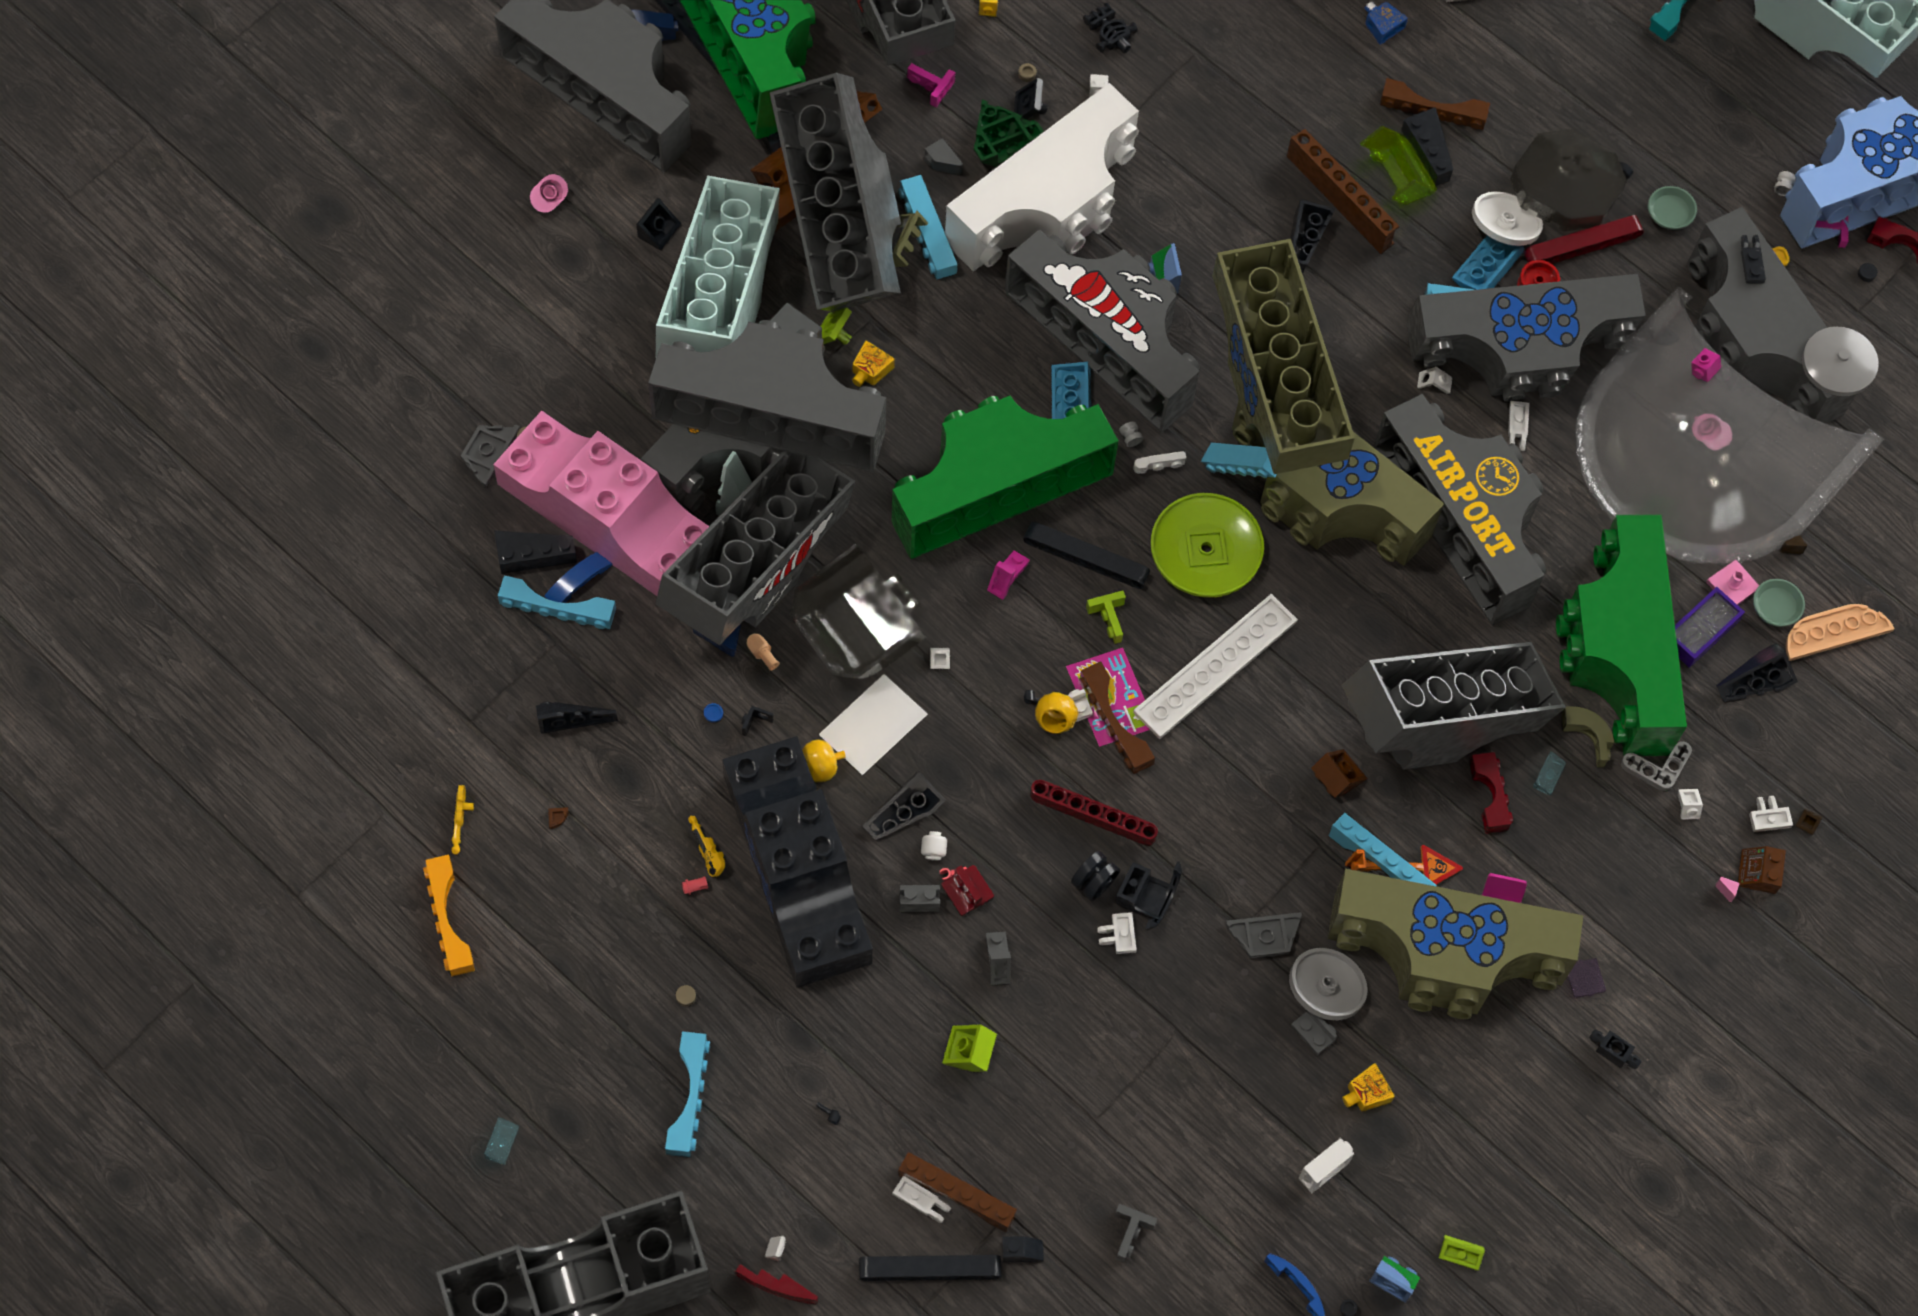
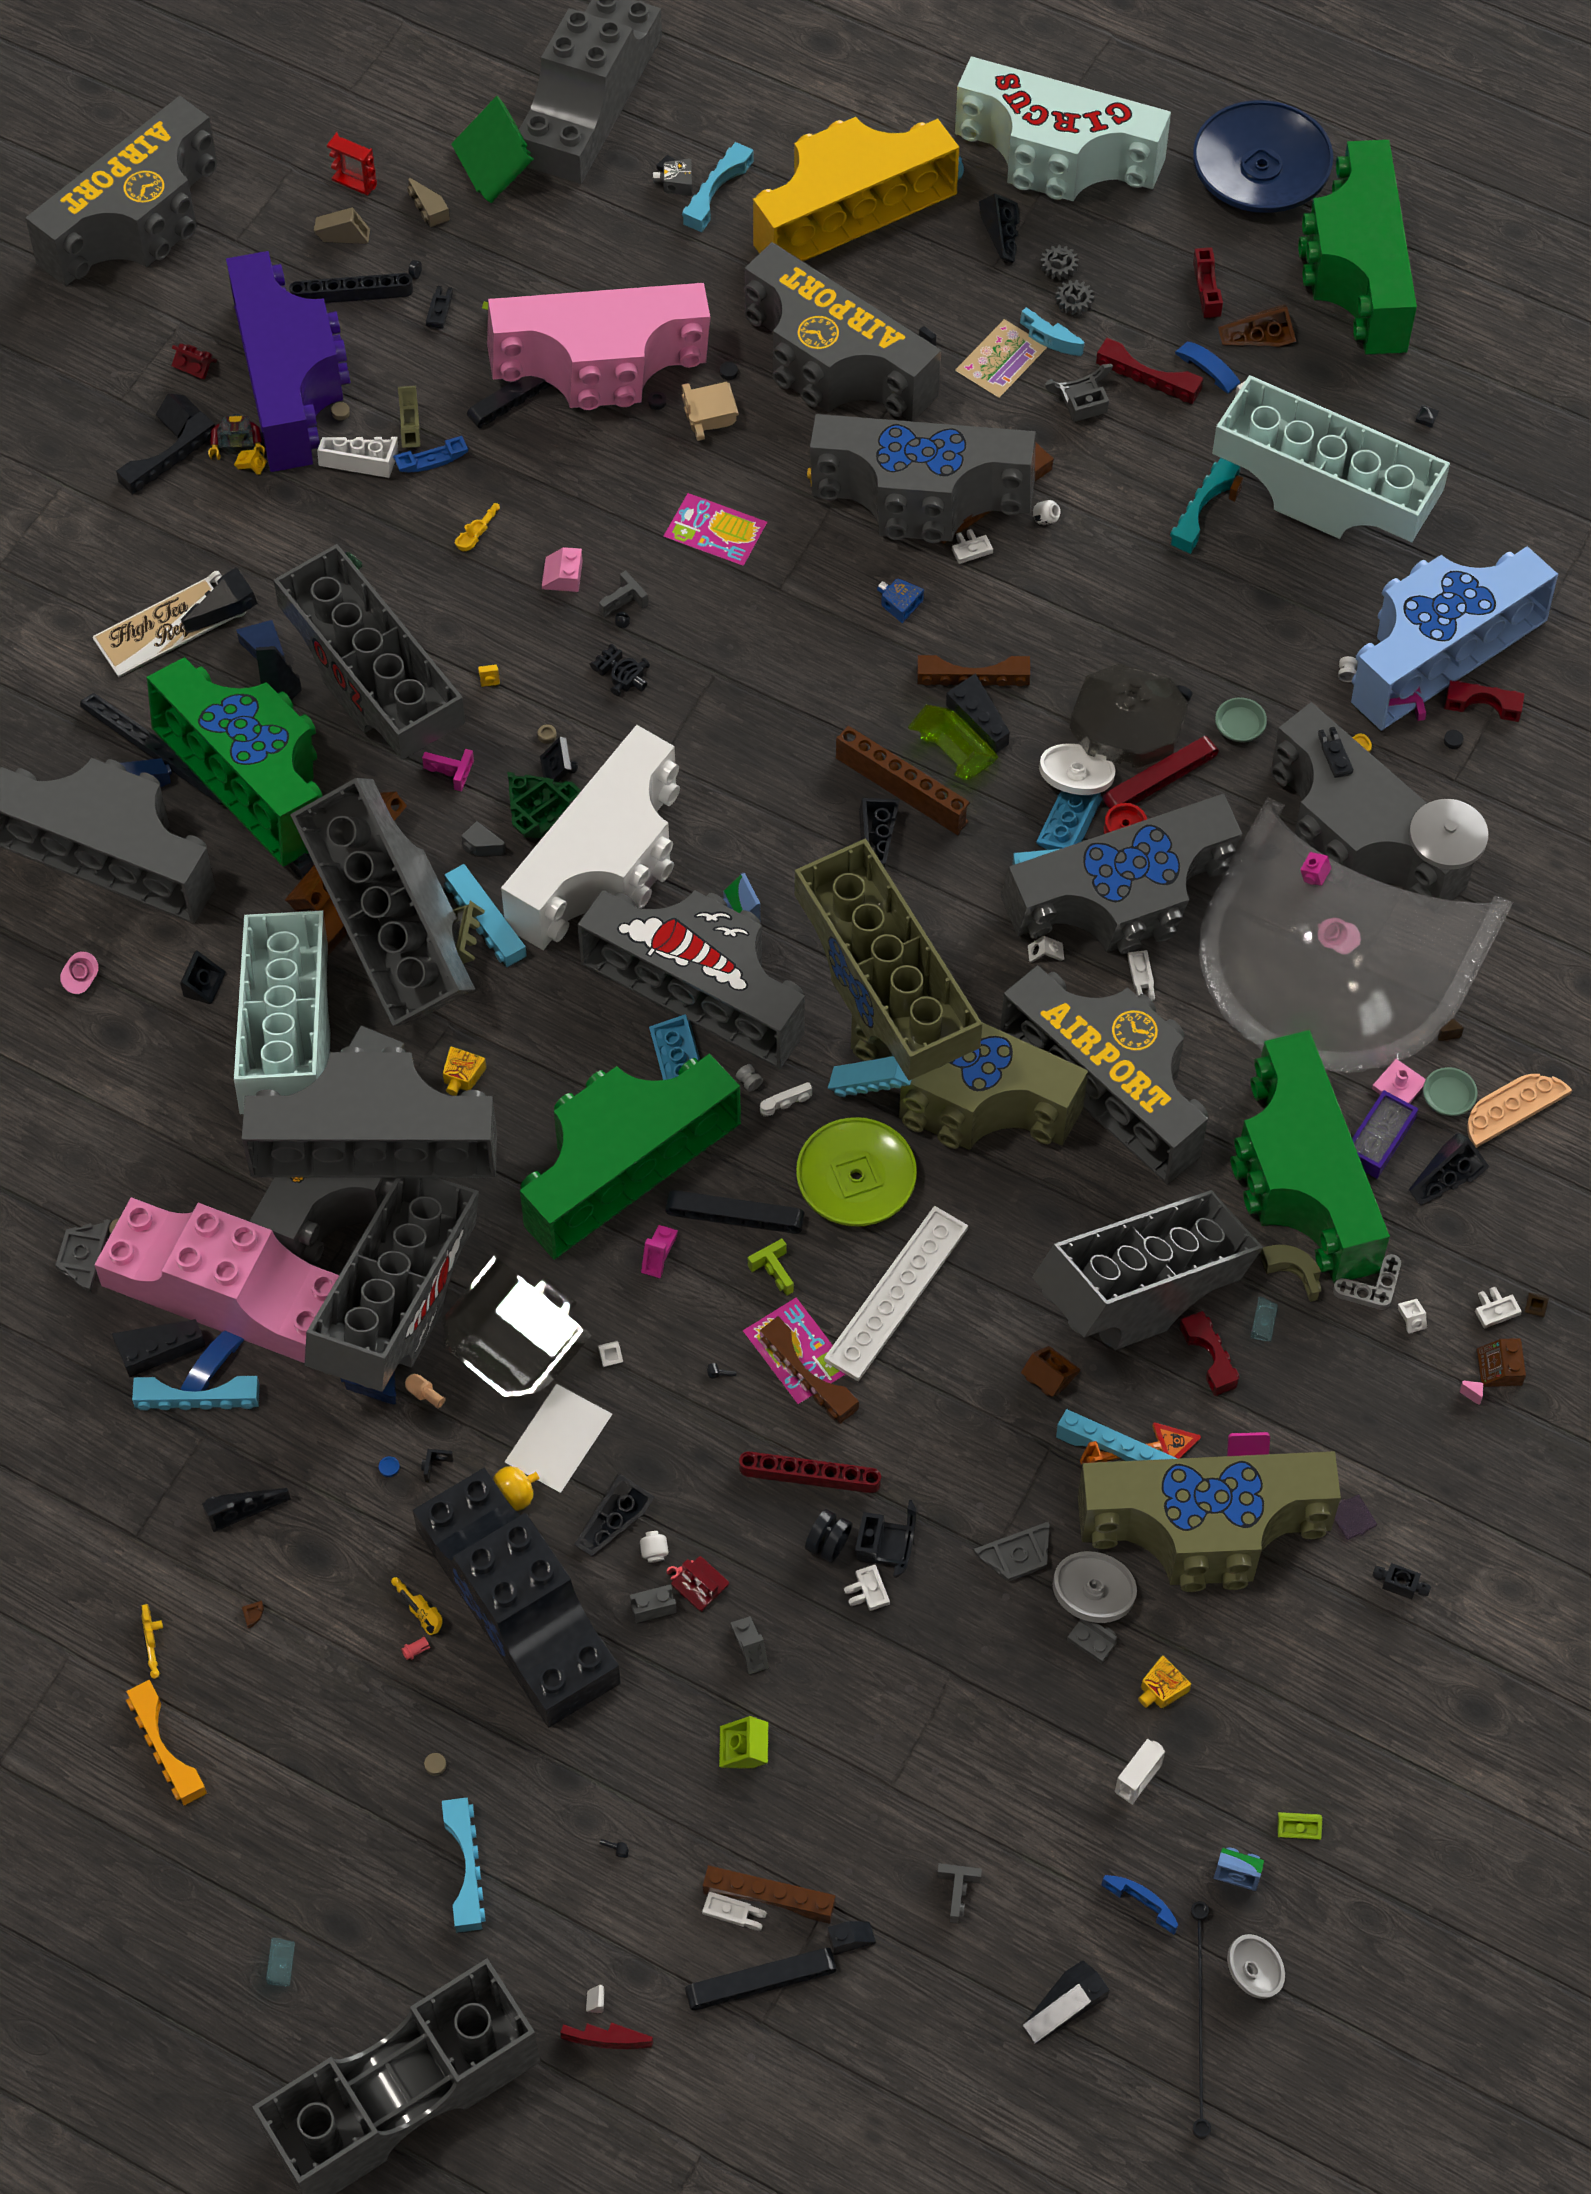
camera: 10 degrees left, 5 degrees down
(734, 482) = (352, 1226): light aqua wedge -> none
(833, 326) = (413, 1036): lime tile -> none
(1056, 713) = (745, 1379): yellow piece -> none
(1082, 704) = (766, 1366): white bracket -> none
(1097, 82) = (622, 729): white bracket -> none

